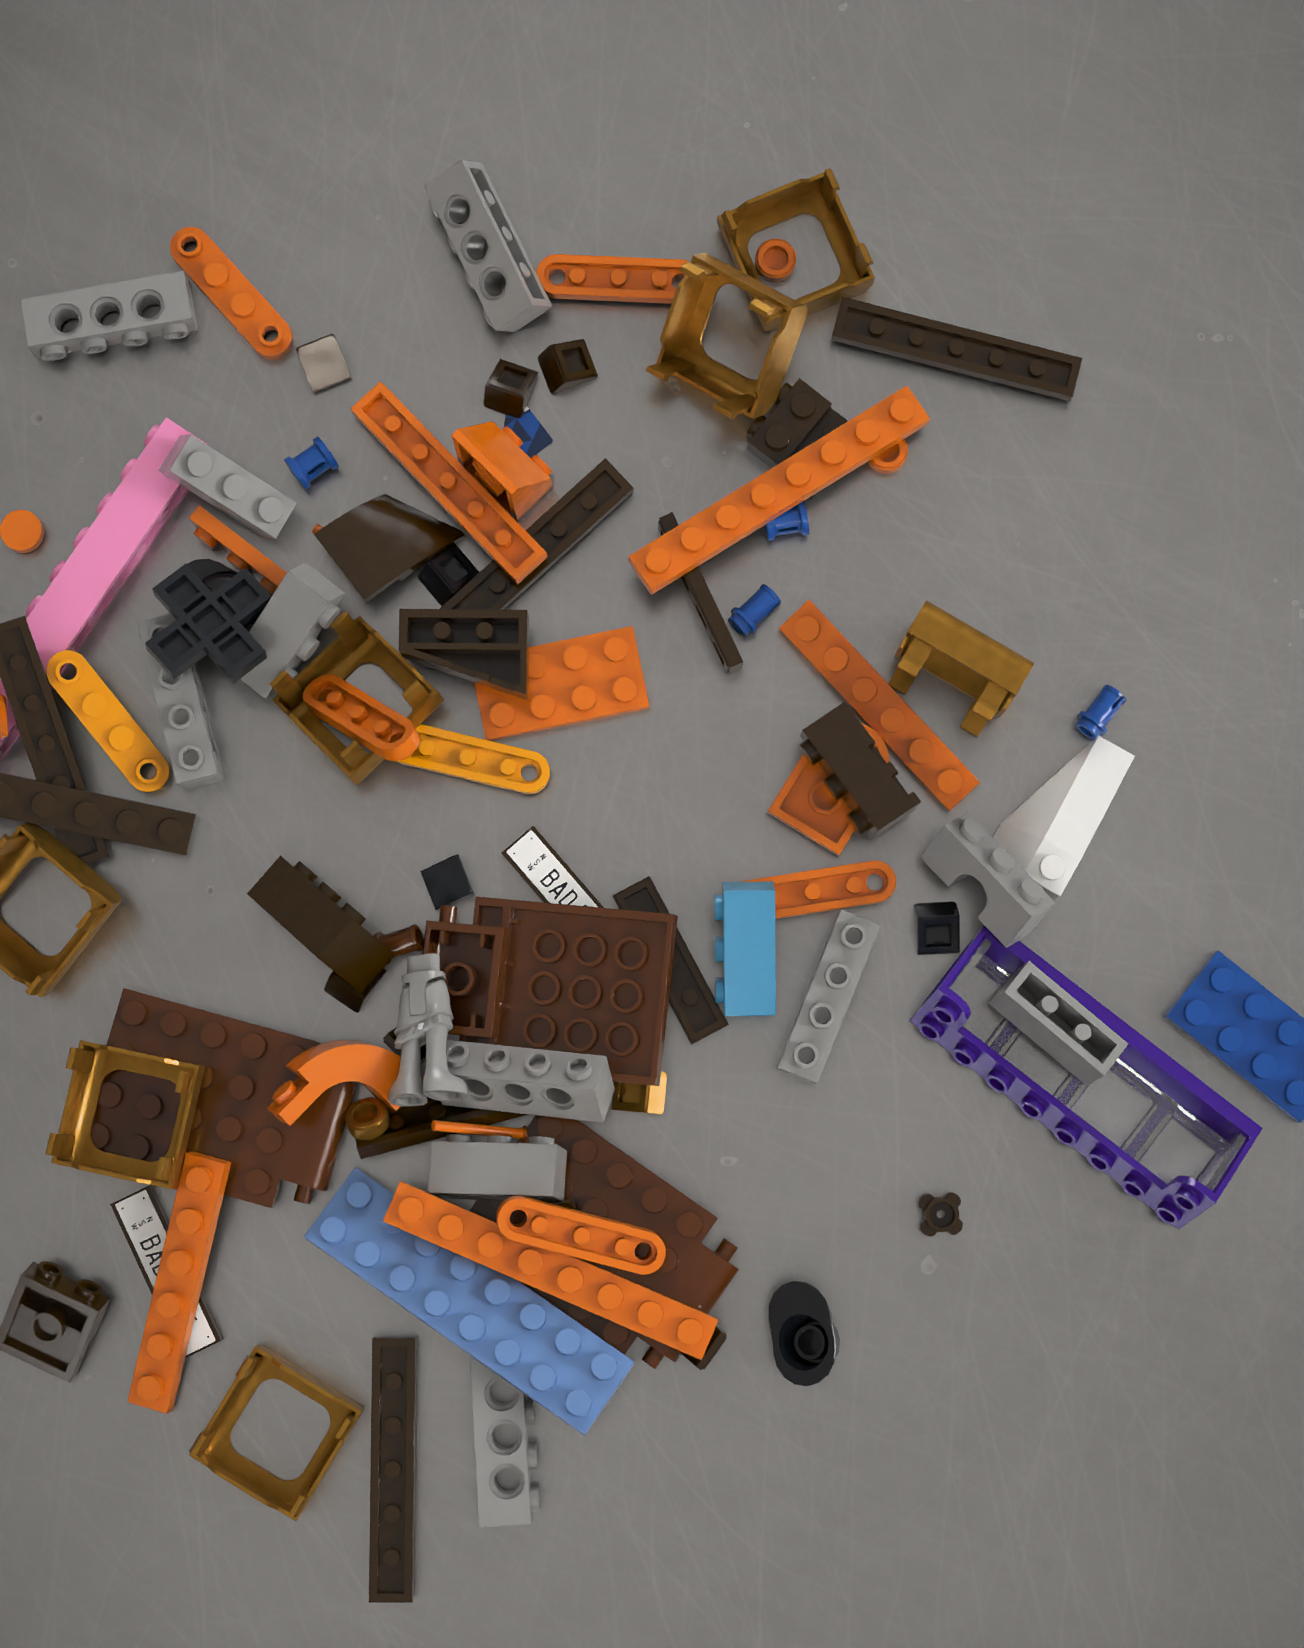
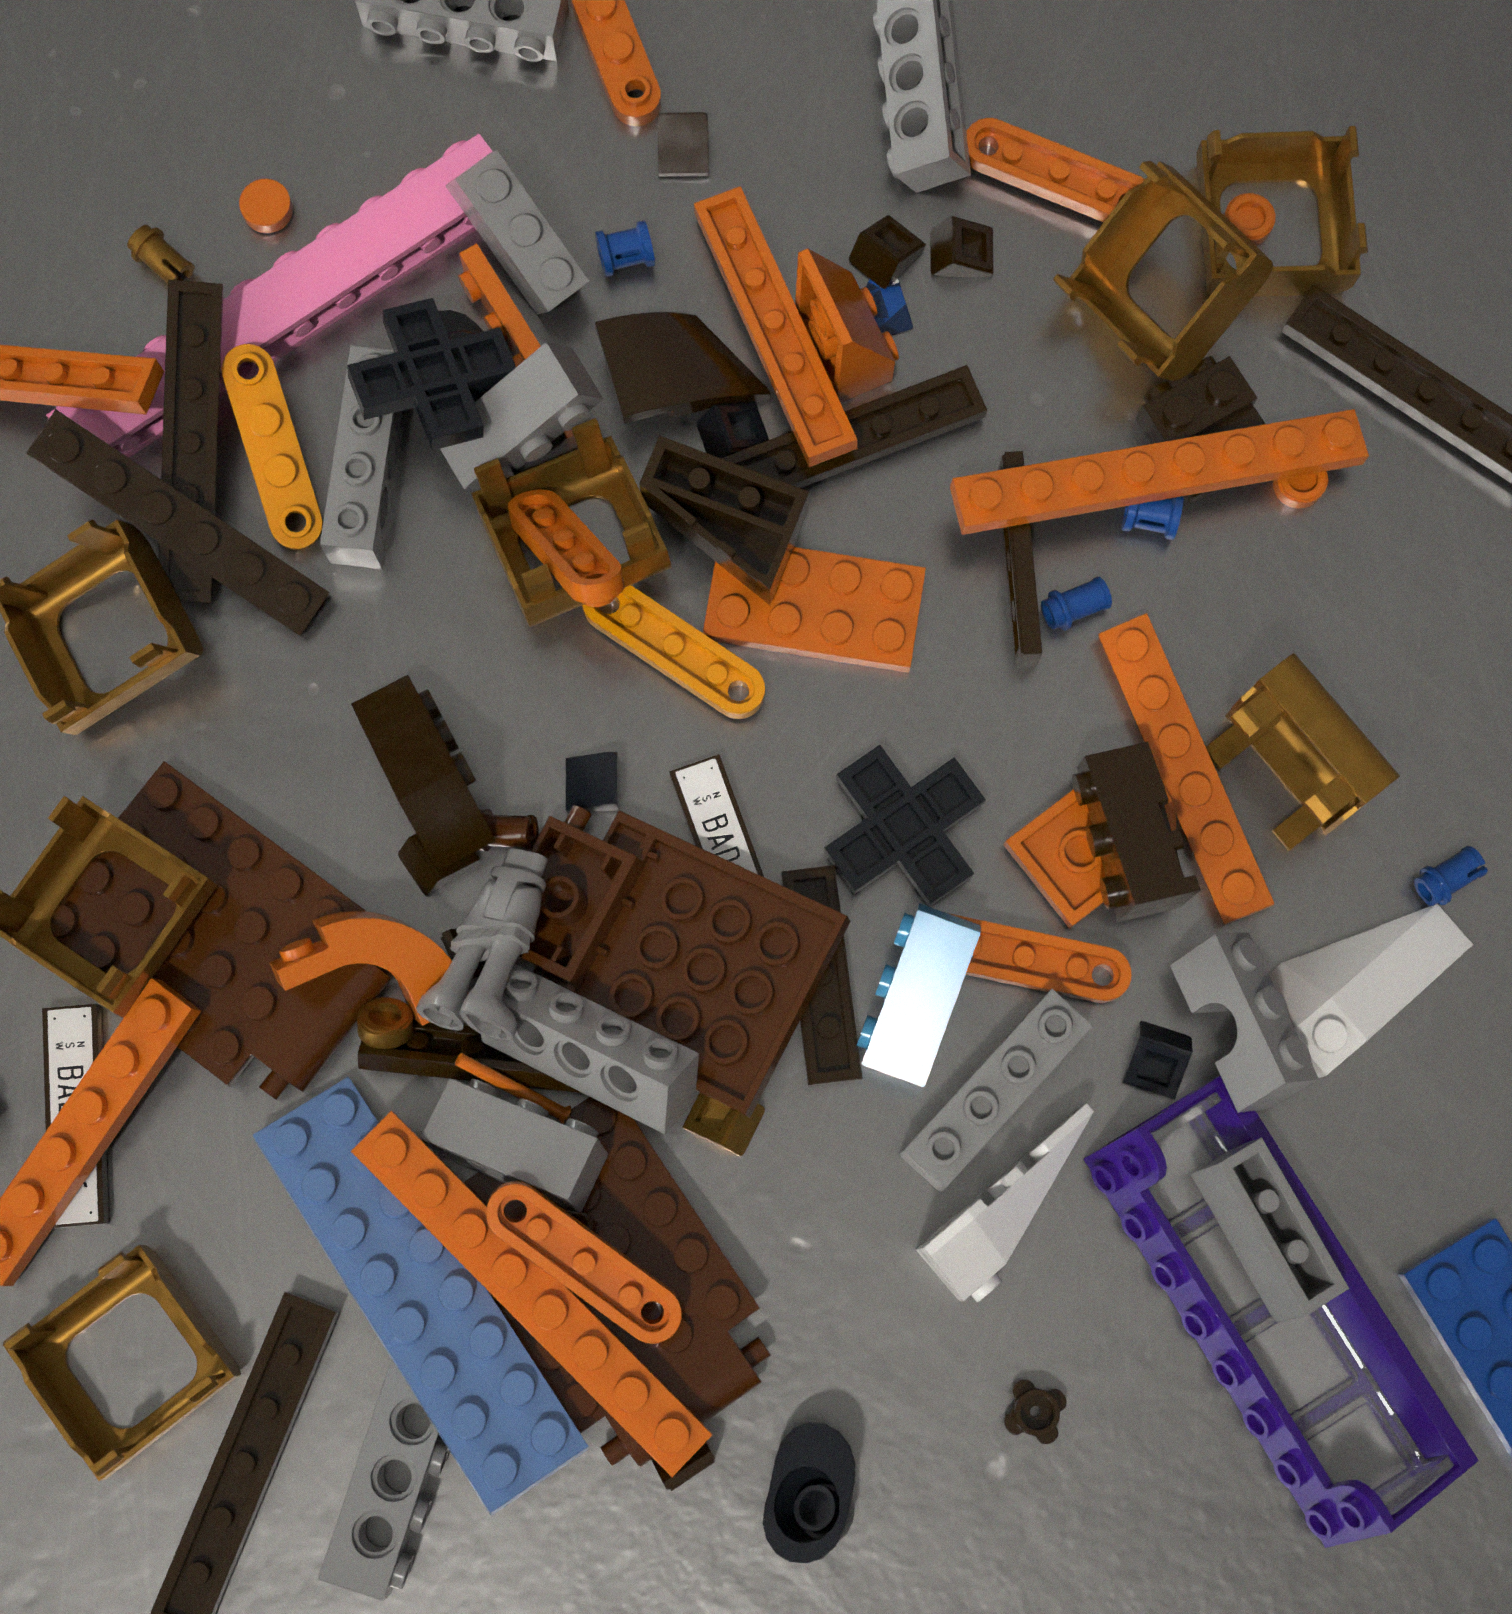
camera: 20 degrees right, 5 degrees down
(689, 826) = (904, 825): none -> black plate
(860, 1096) = (987, 1230): none -> white wedge

